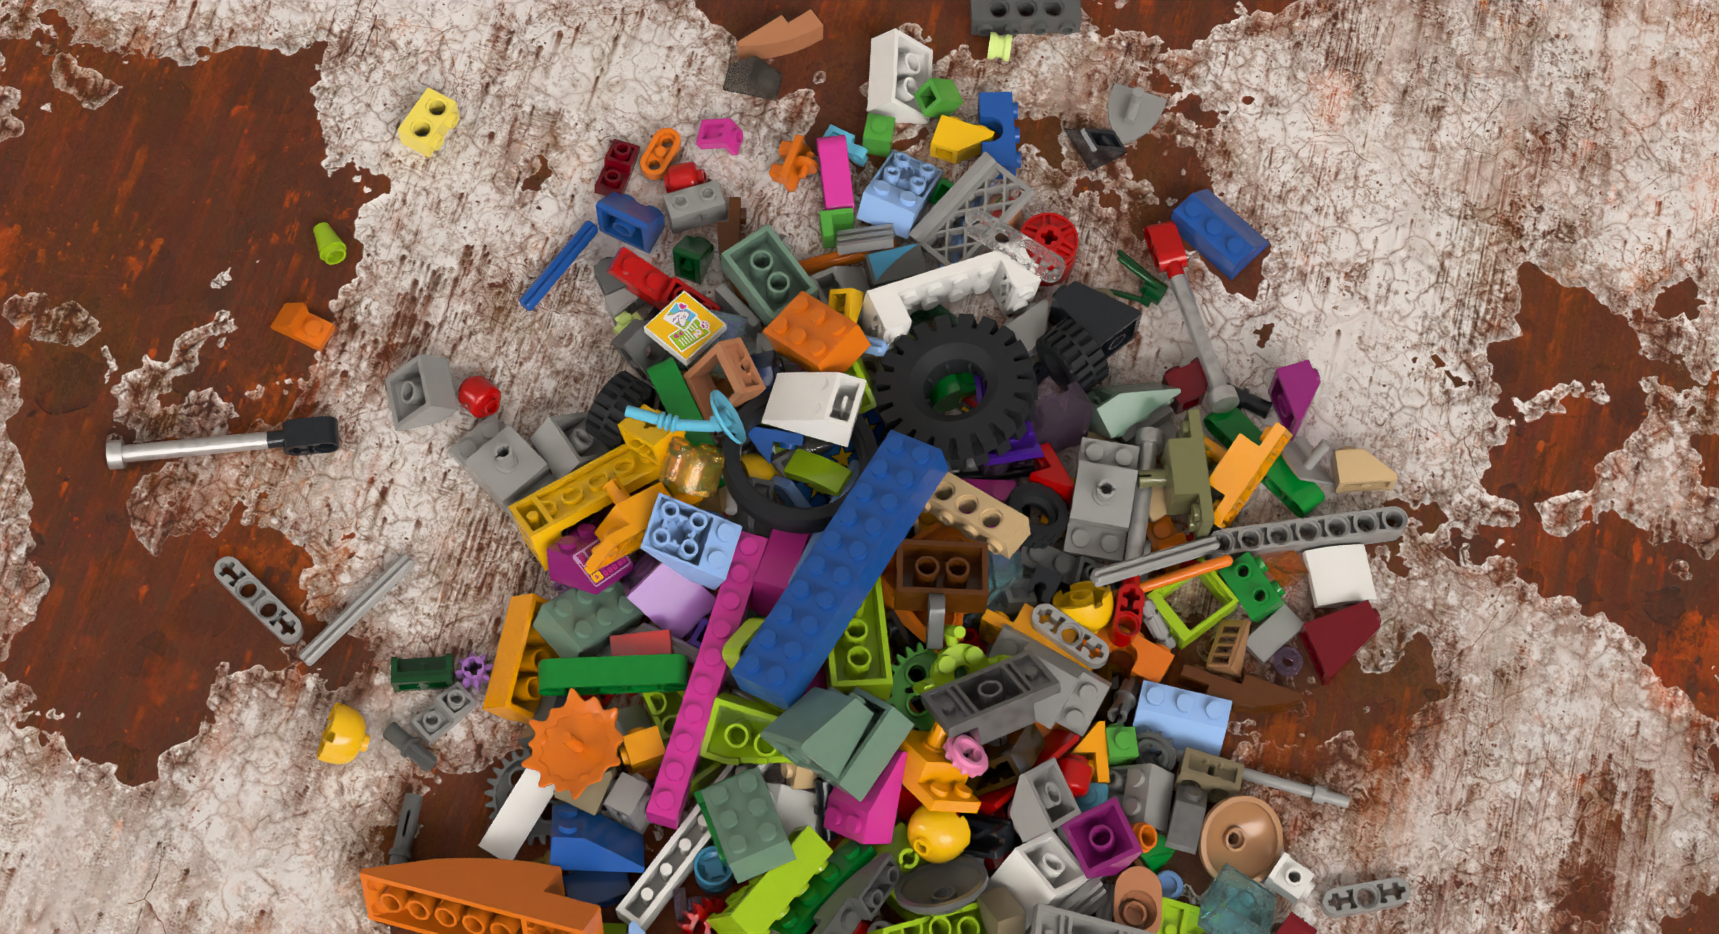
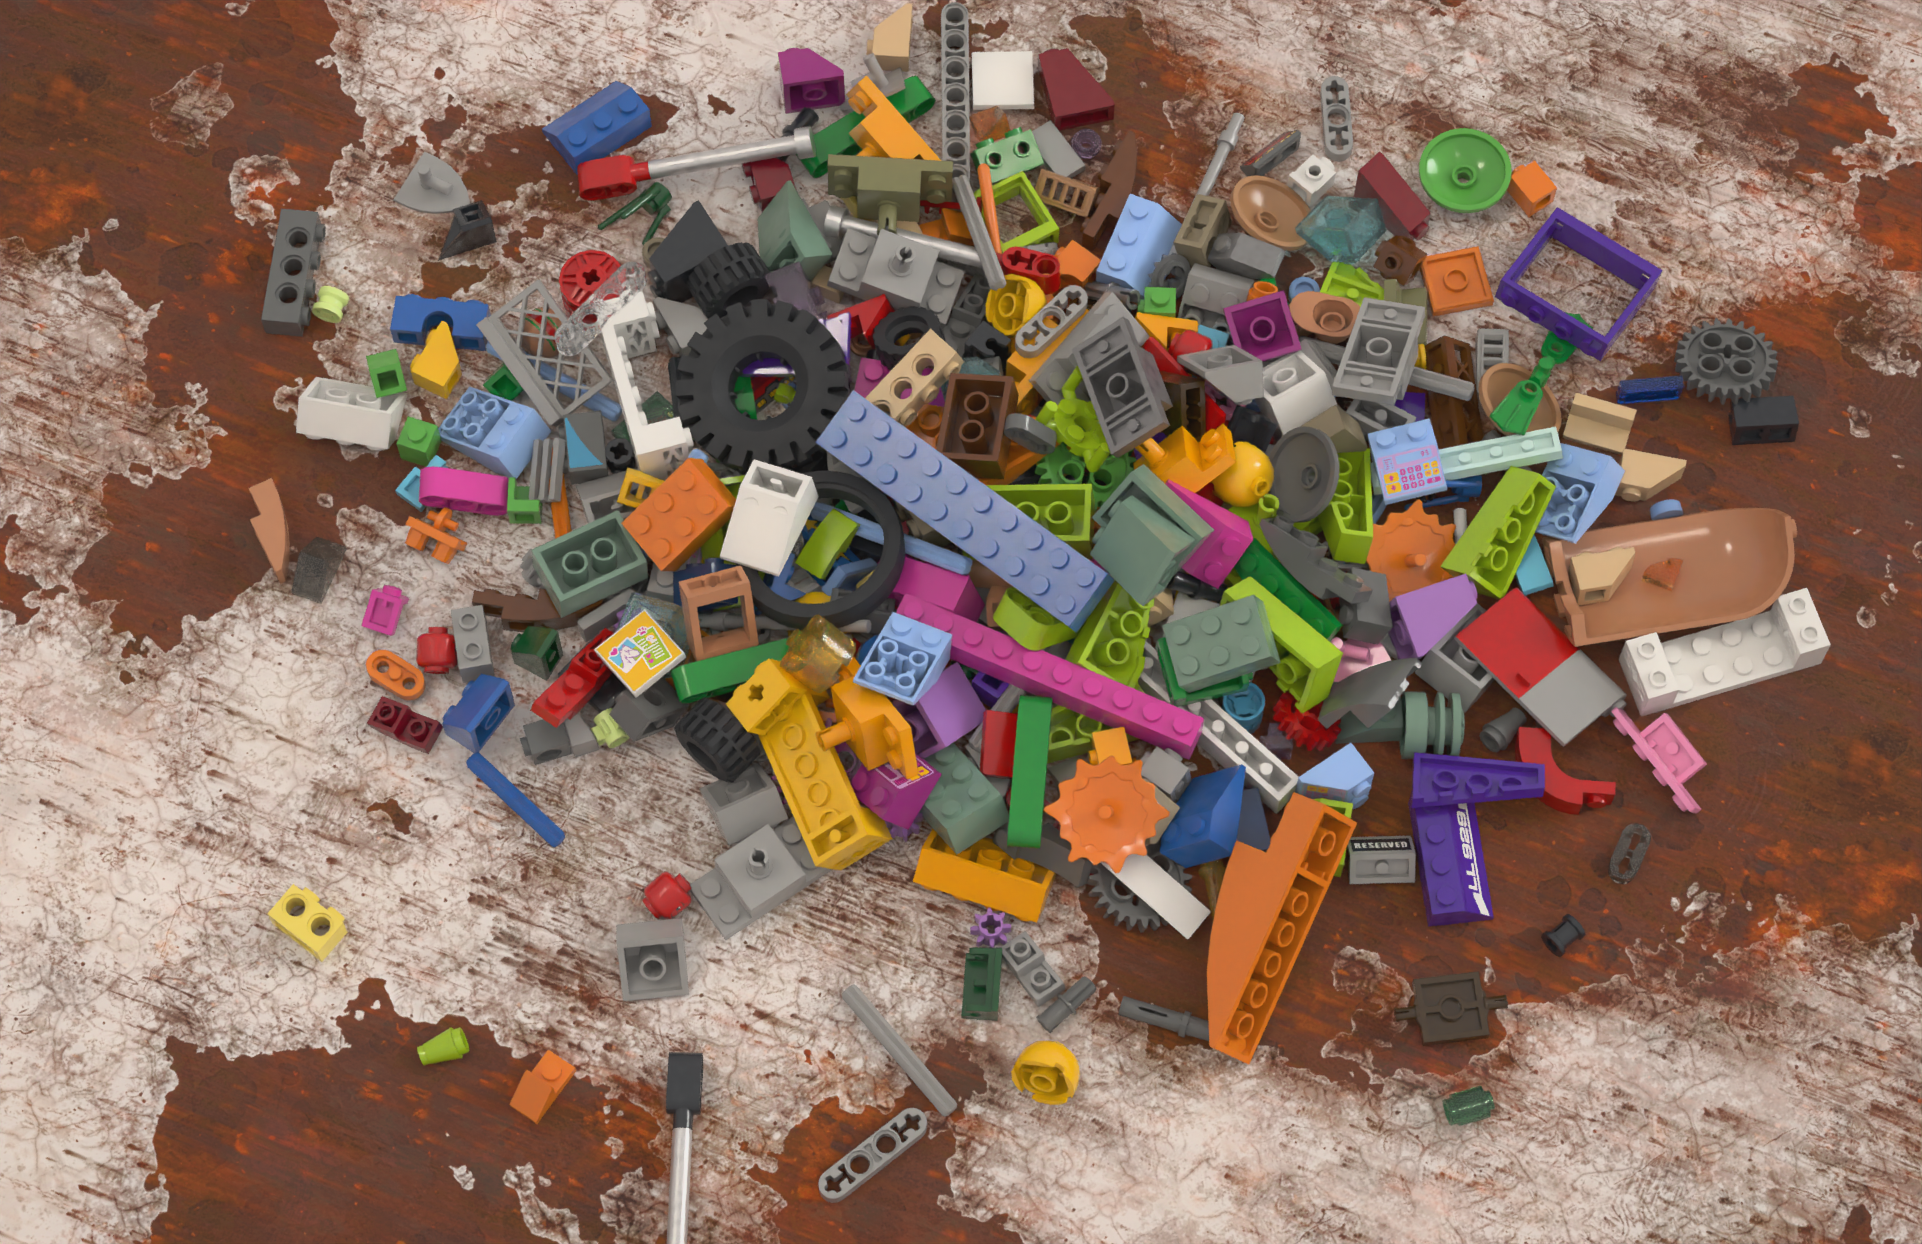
camera: 80 degrees left, 0 degrees up
(723, 419) = (778, 609): medium azure dish -> none
(962, 744) = (1182, 425): bright pink gear -> none
(1311, 838) = (1272, 154): none -> dark grey slope

